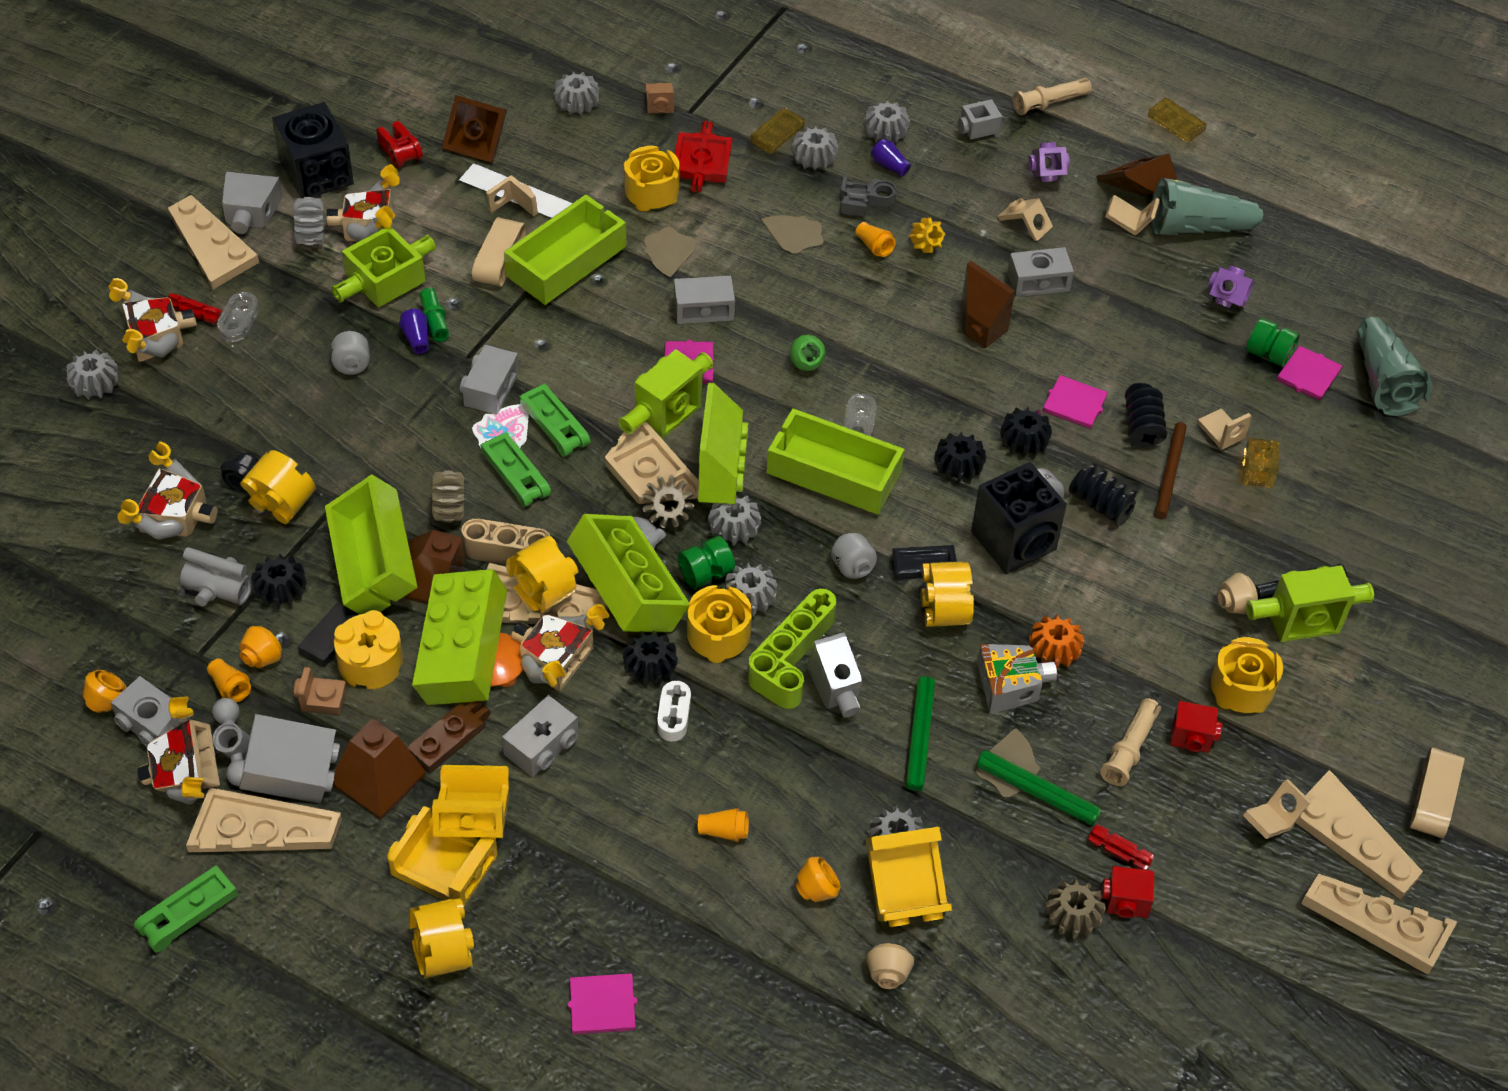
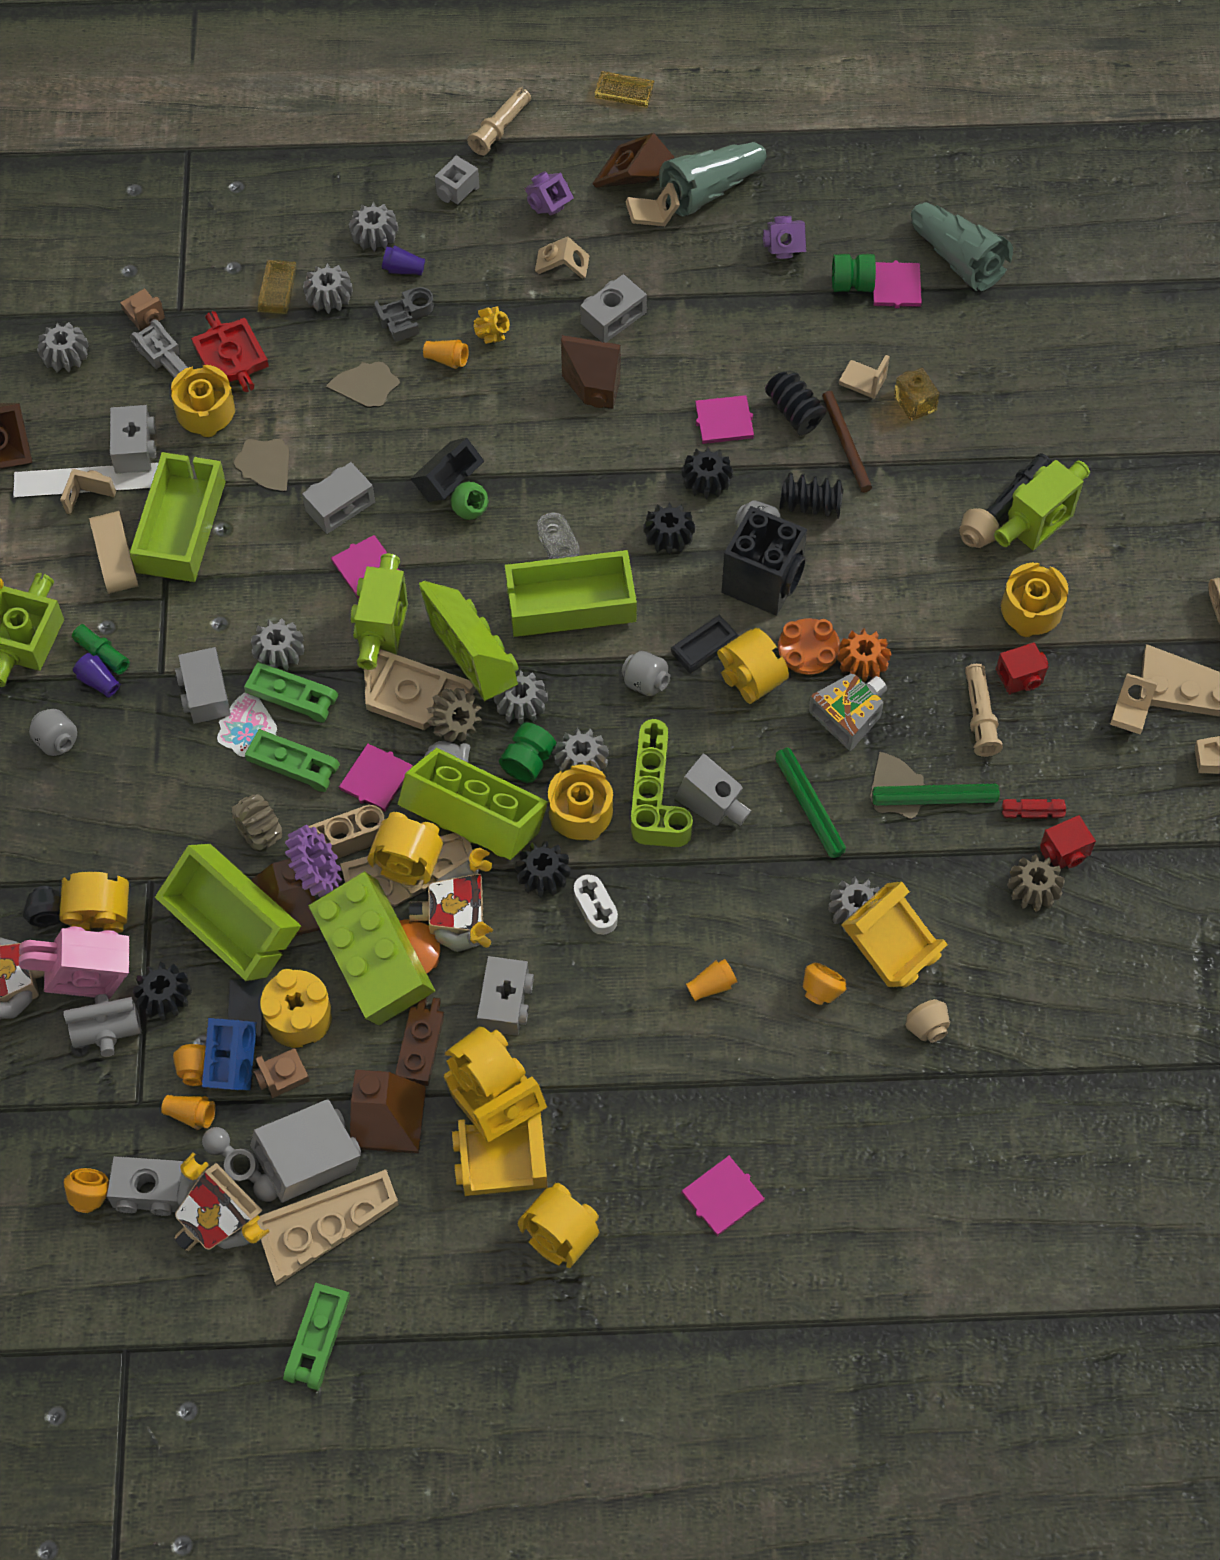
camera: 30 degrees left, 10 degrees up
(226, 517) = (79, 961): none -> bright pink brick
(287, 651) = (229, 1054): none -> blue brick
(453, 524) = (313, 861): none -> medium lavender gear
(472, 769) = (484, 1064): none -> yellow brick
(565, 514) = (375, 777): none -> dark pink piece
(571, 379) = (277, 644): none -> light grey gear
(575, 177) = (131, 438): none -> light grey brick
(649, 126) = (158, 348): none -> light grey connector
(805, 320) = (447, 469): none -> black brick
(1013, 609) = (809, 645): none -> orange dish

